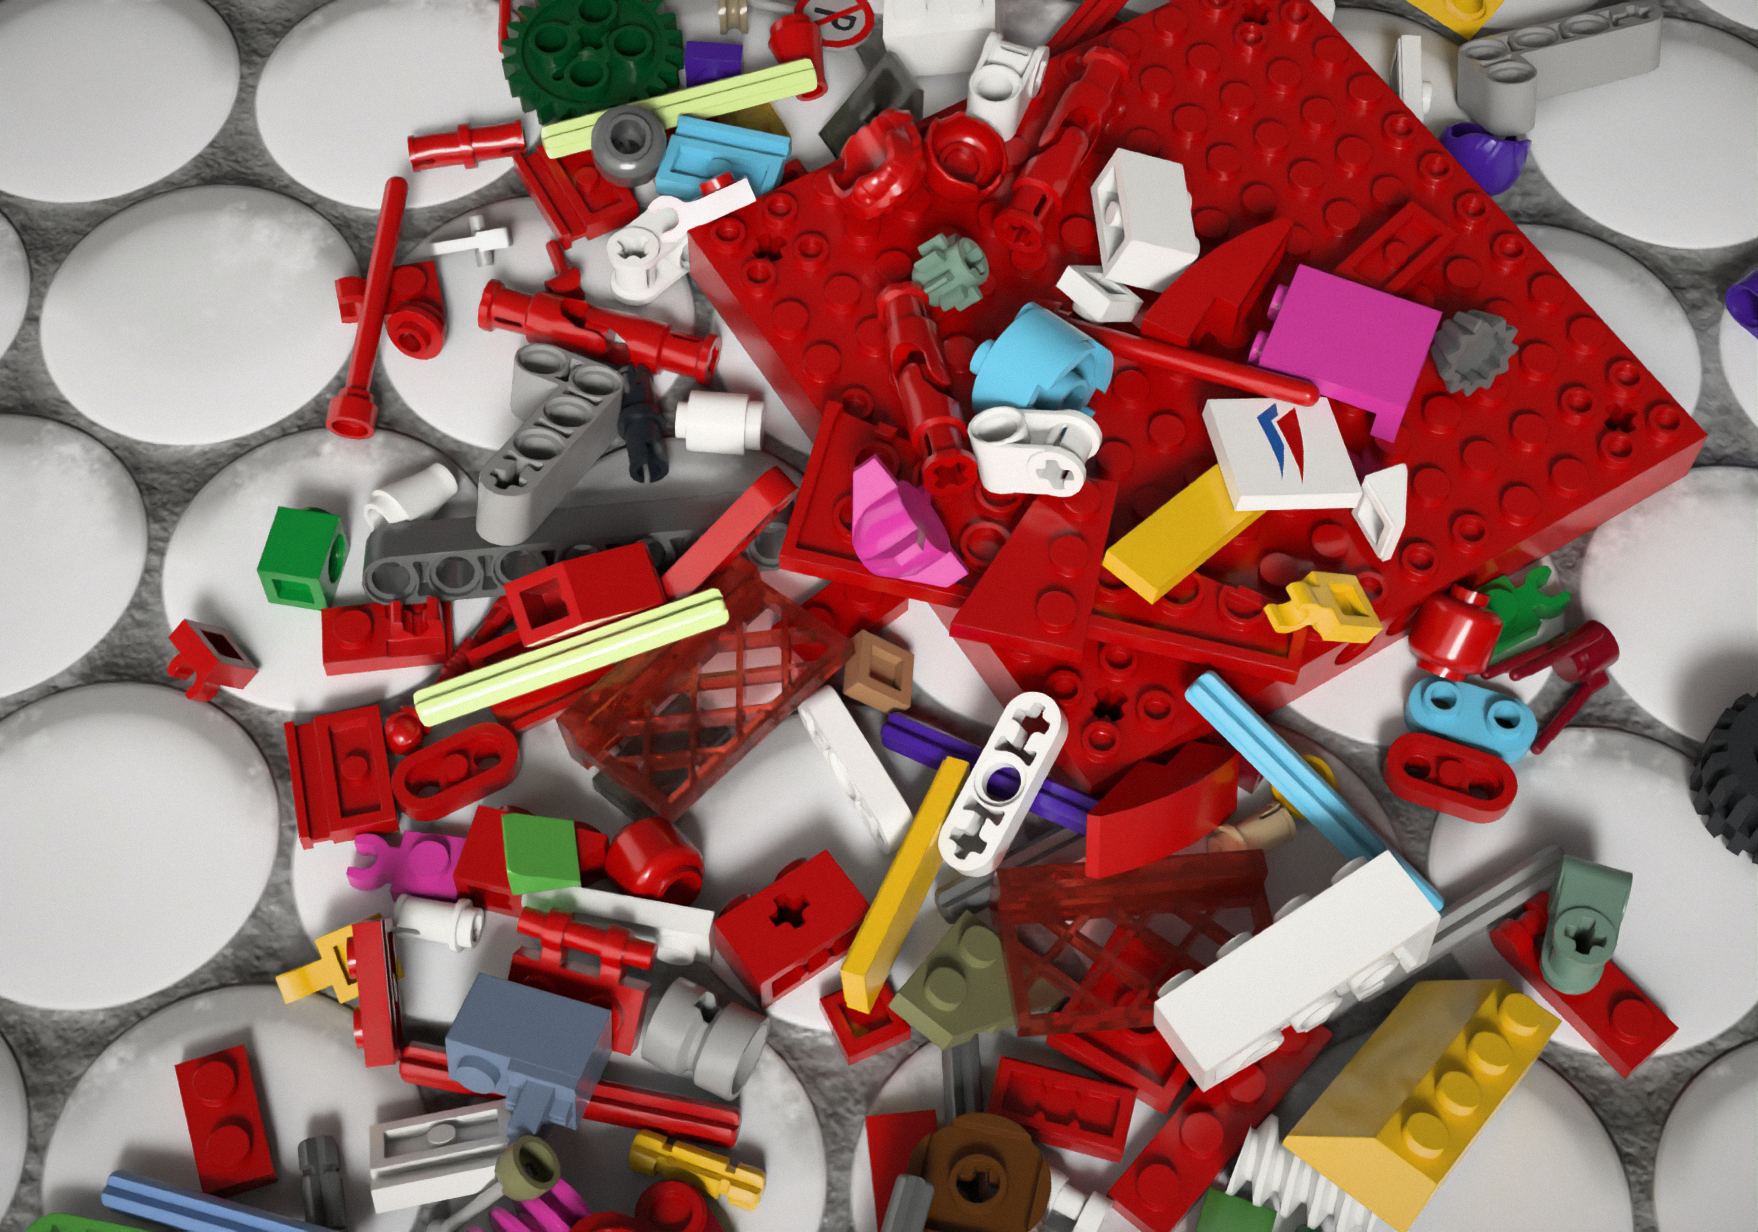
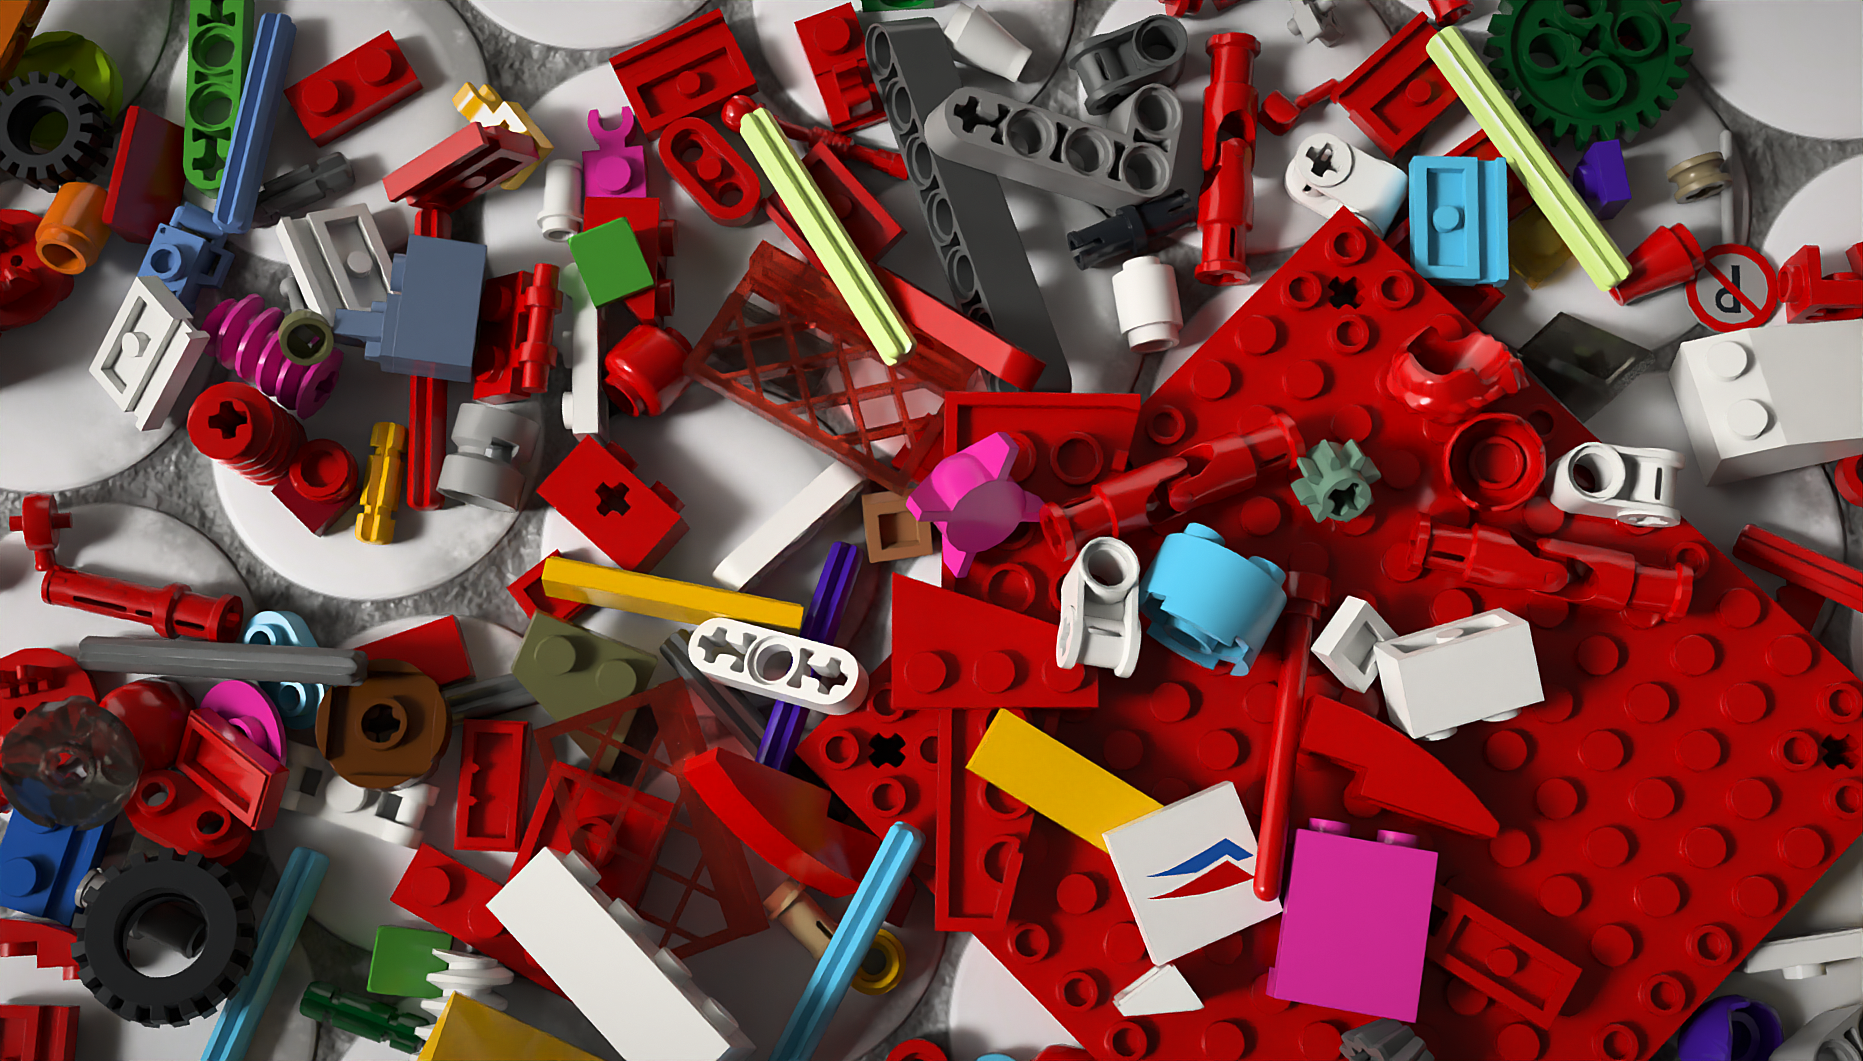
camera: 85 degrees right, 20 degrees up
(476, 392) = (1115, 62): none -> dark grey piece
(584, 593) = (873, 223): red slope -> none
(625, 127) = (1429, 108): dark grey head -> none
(719, 197) = (1386, 224): plate -> none
(1332, 606) = (1021, 953): yellow plate -> none

